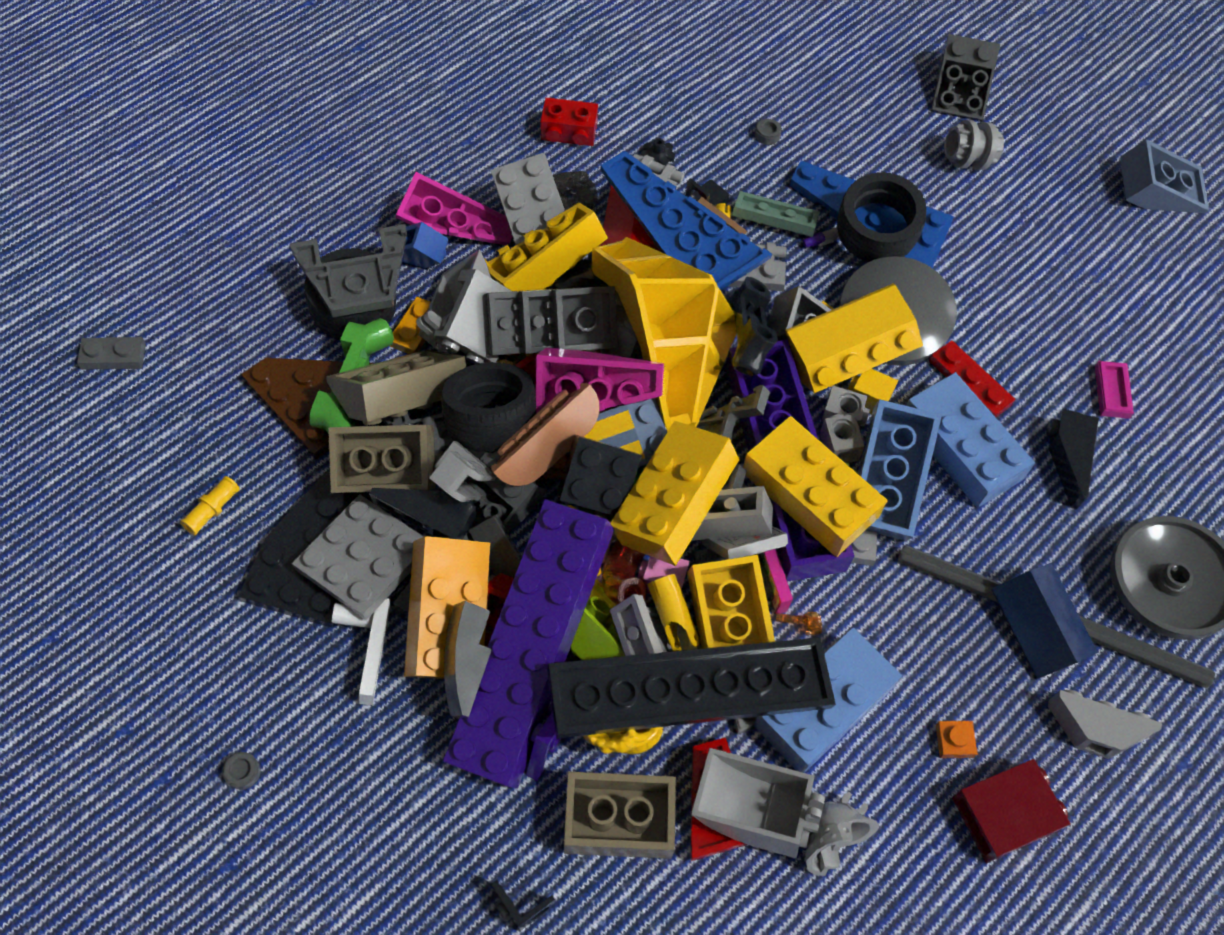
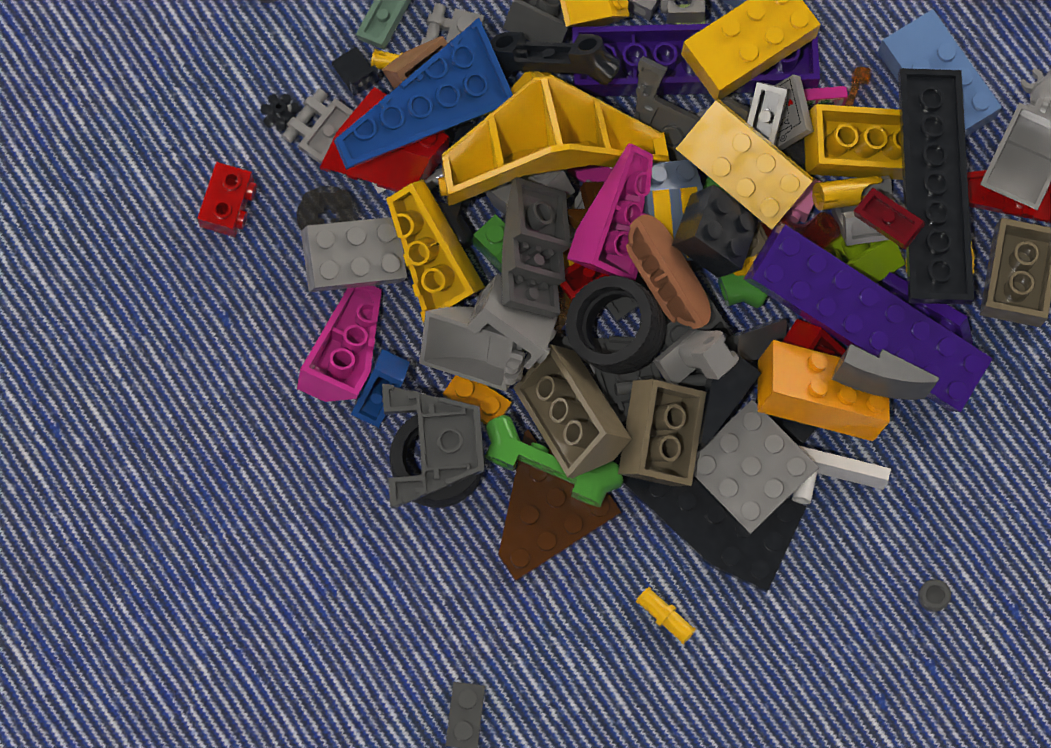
camera: 80 degrees left, 15 degrees up
(637, 630) = (888, 218): none -> dark red plate

